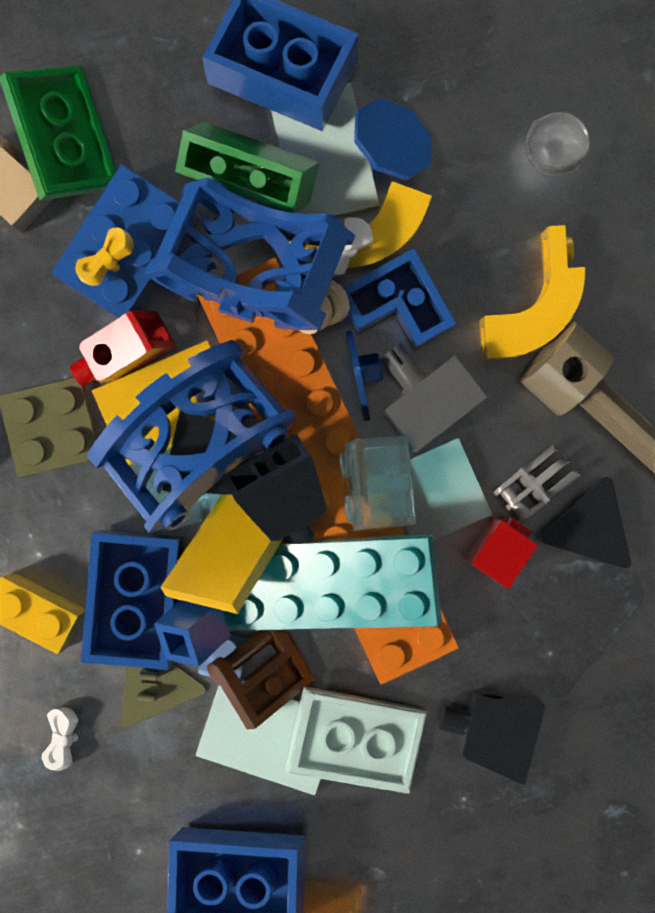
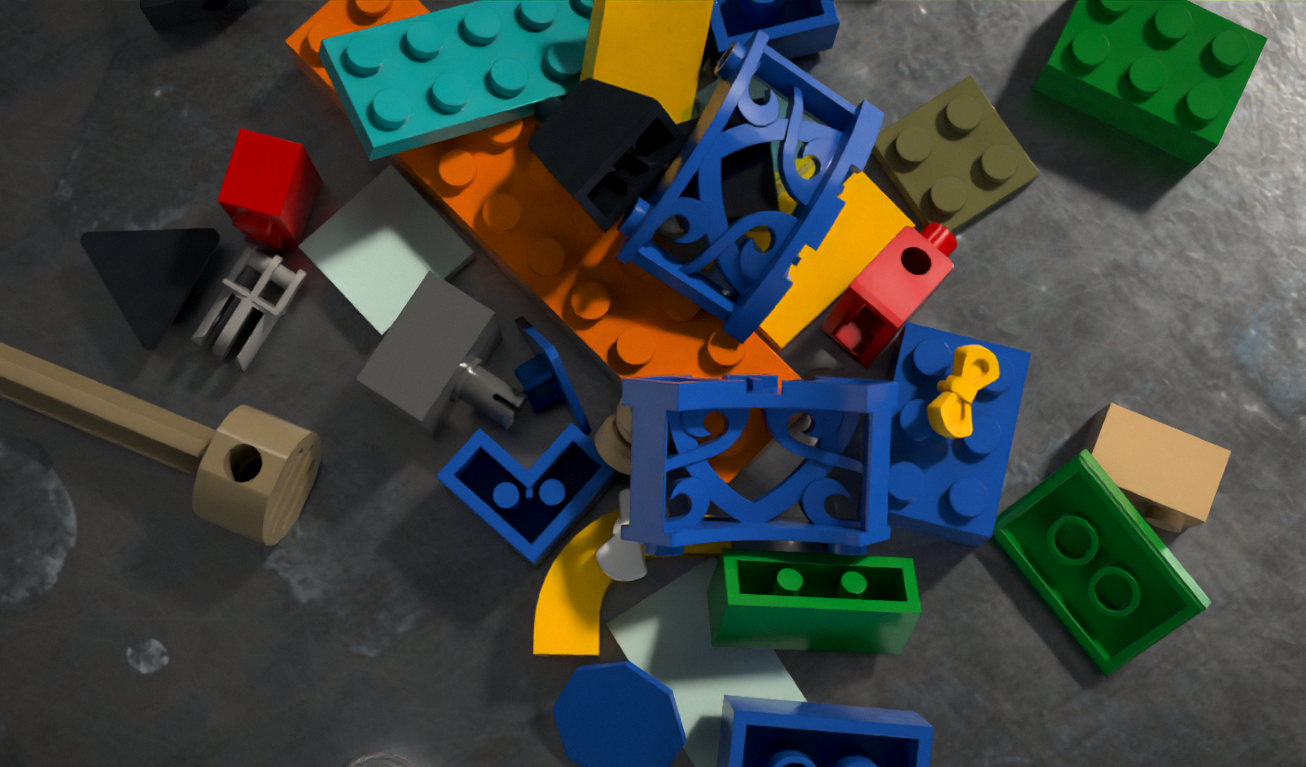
camera: 160 degrees right, 10 degrees down
(378, 483) = (468, 209): clear light blue brick -> none
(521, 333) = (309, 545): yellow arch -> none

